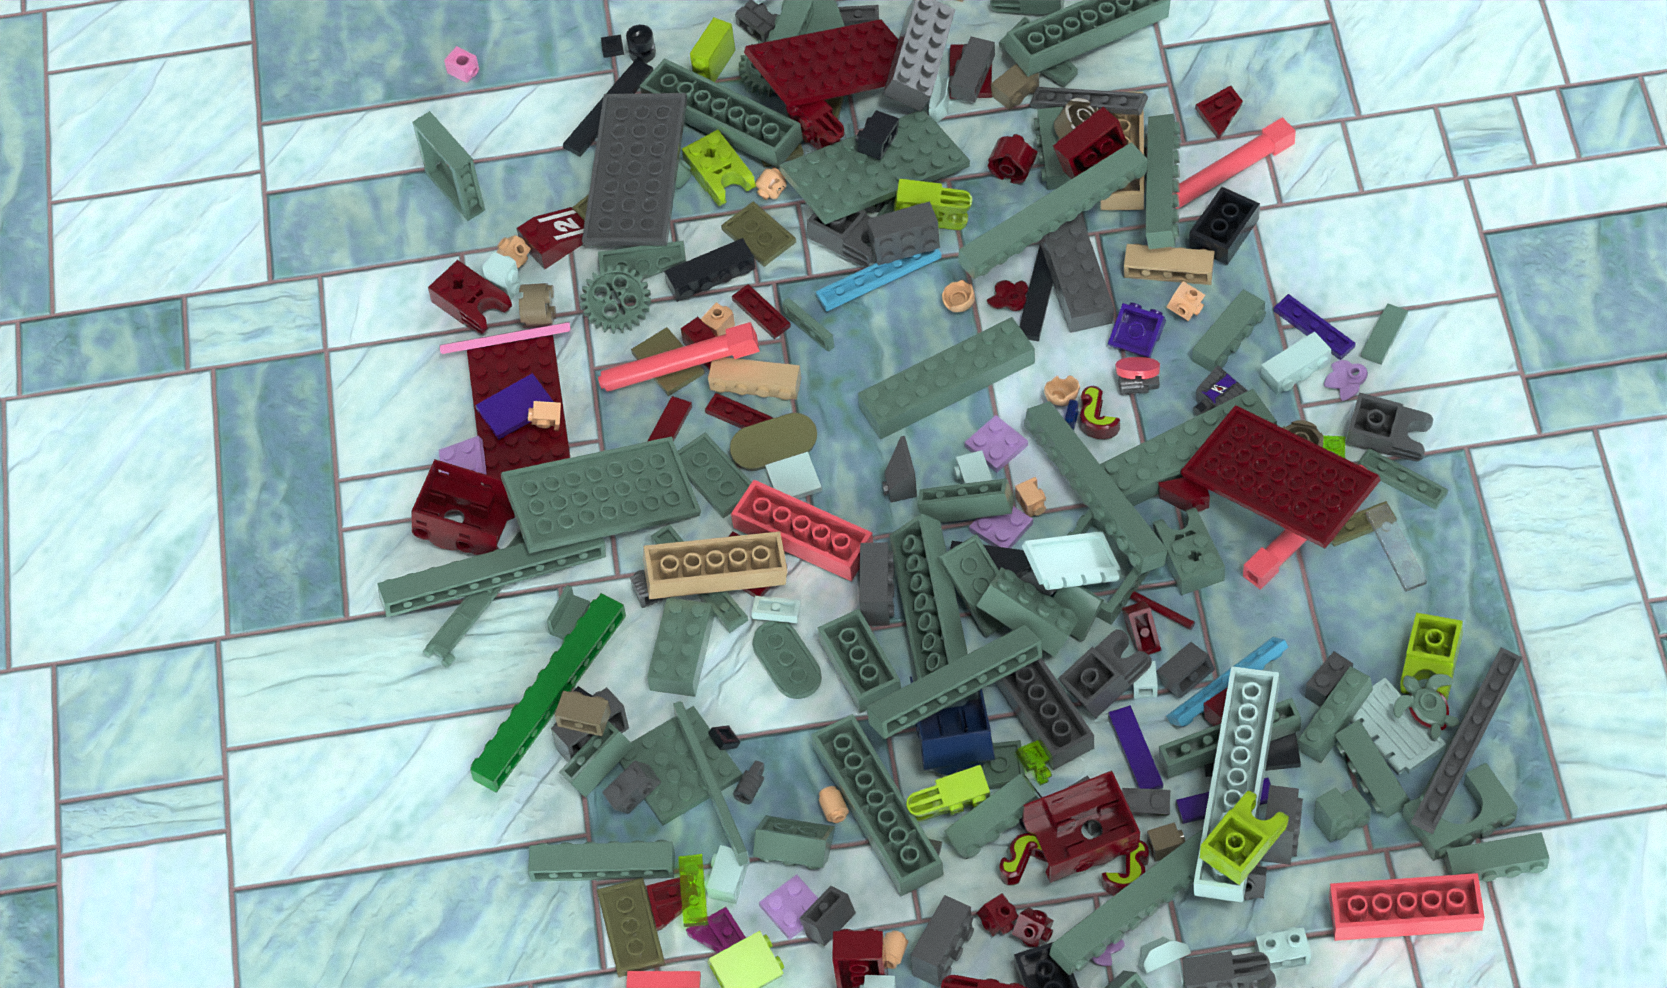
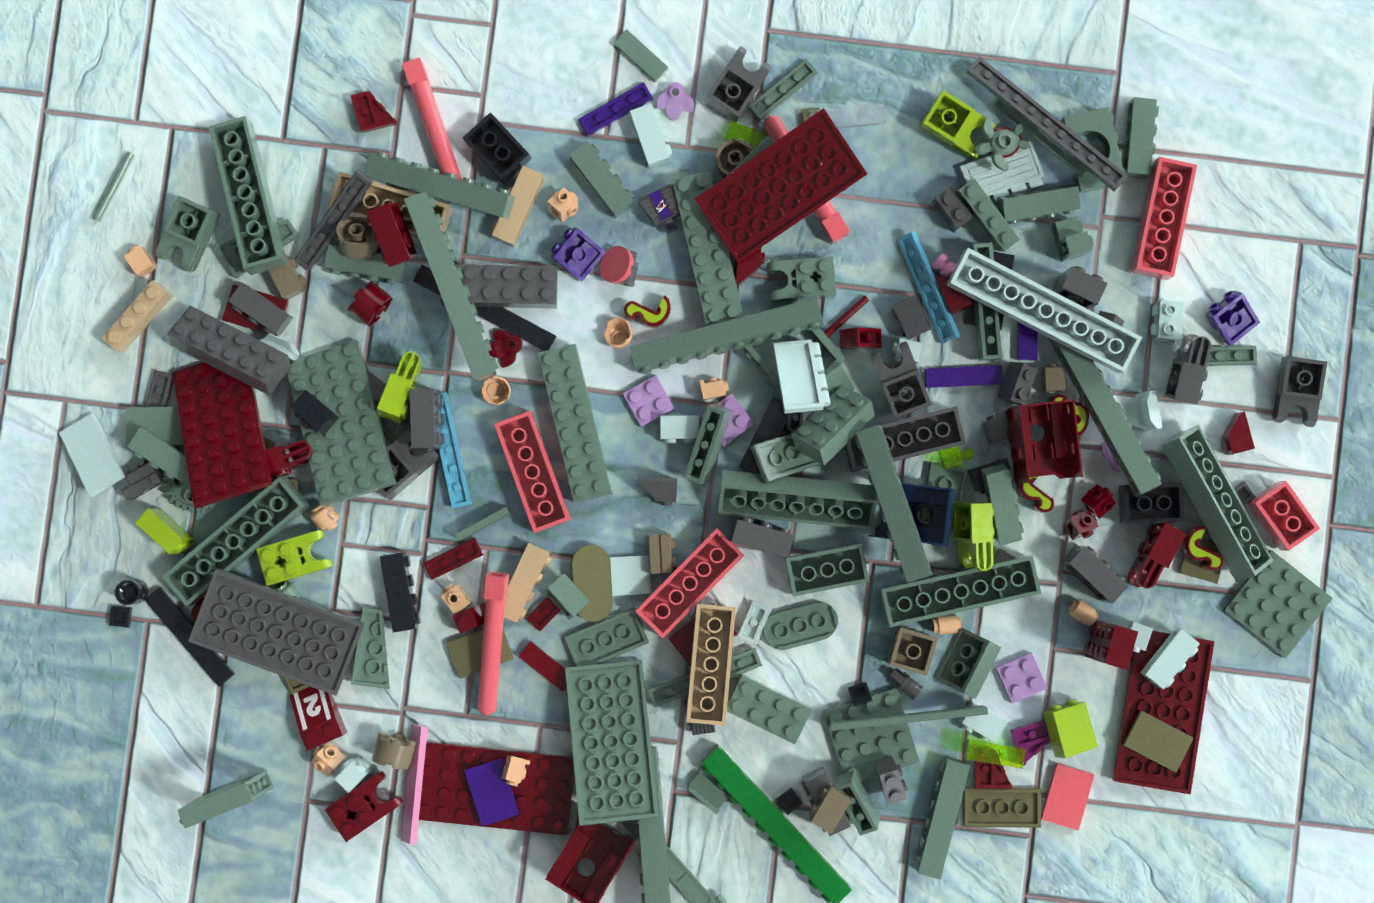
camera: 80 degrees left, 30 degrees up
(461, 64) = (92, 761): bright pink brick -> none
(465, 454) = (532, 848): lavender plate -> none
(633, 291) = (408, 697): sand green gear -> none
(751, 416) = (566, 596): none -> sand green panel
(761, 233) = (371, 540): olive tile -> none
(790, 773) = (912, 650): none -> dark tan brick
(827, 915) = (1044, 655): dark grey brick -> none
(828, 494) = (660, 553): none -> dark tan brick
(879, 351) = (532, 471): none -> coral brick
(1072, 413) = (645, 333): clear blue tile -> none
(1247, 834) = (1110, 317): lime brick -> none

